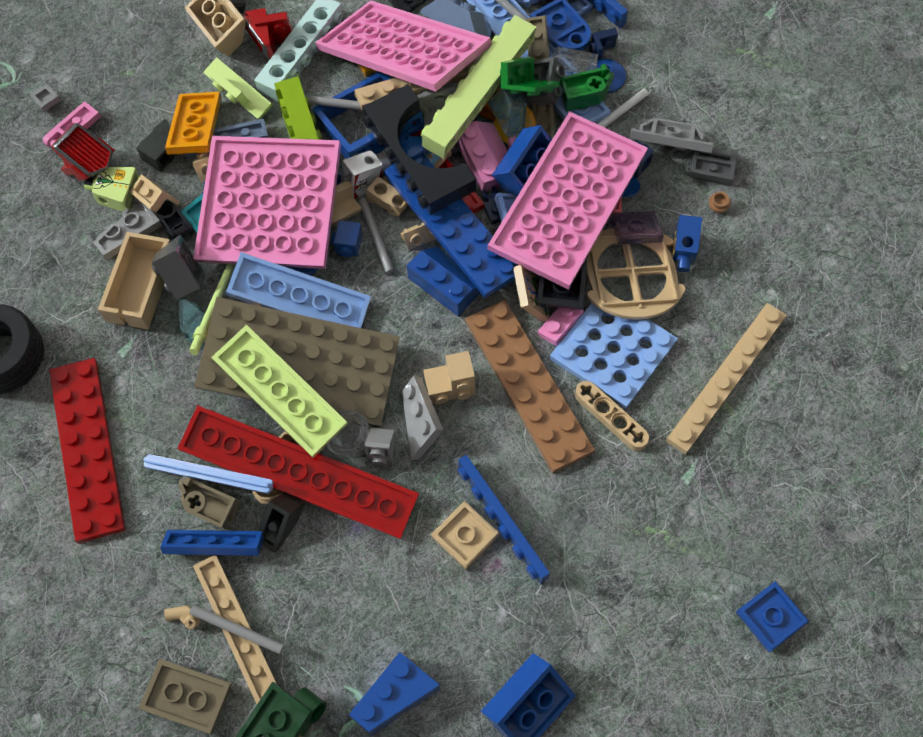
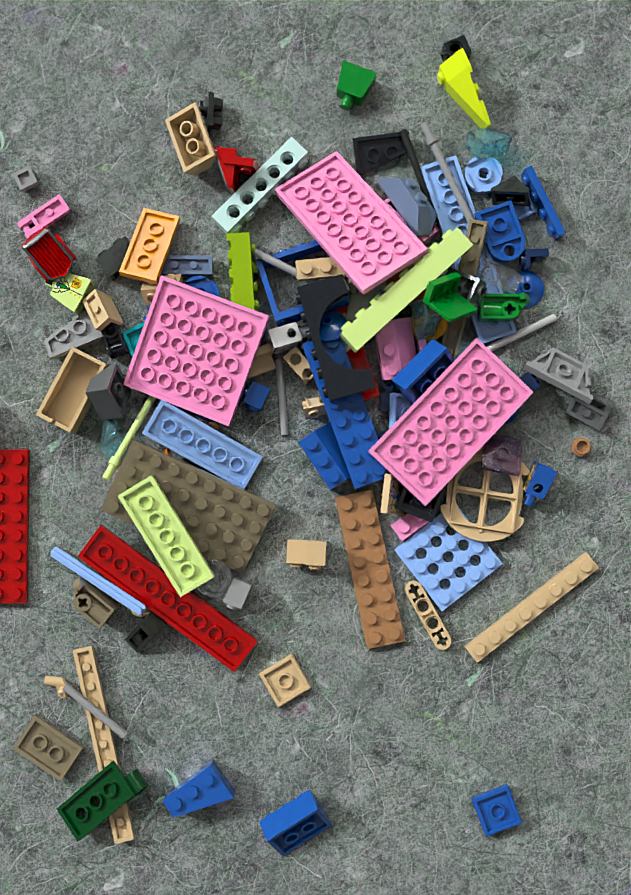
camera: 20 degrees right, 20 degrees up
(212, 542) = (90, 636): blue plate -> none
(237, 89) = (194, 216): yellowish green bracket -> none
(421, 418) = (275, 577): light grey wing -> none
(507, 527) = (318, 686): blue plate -> none

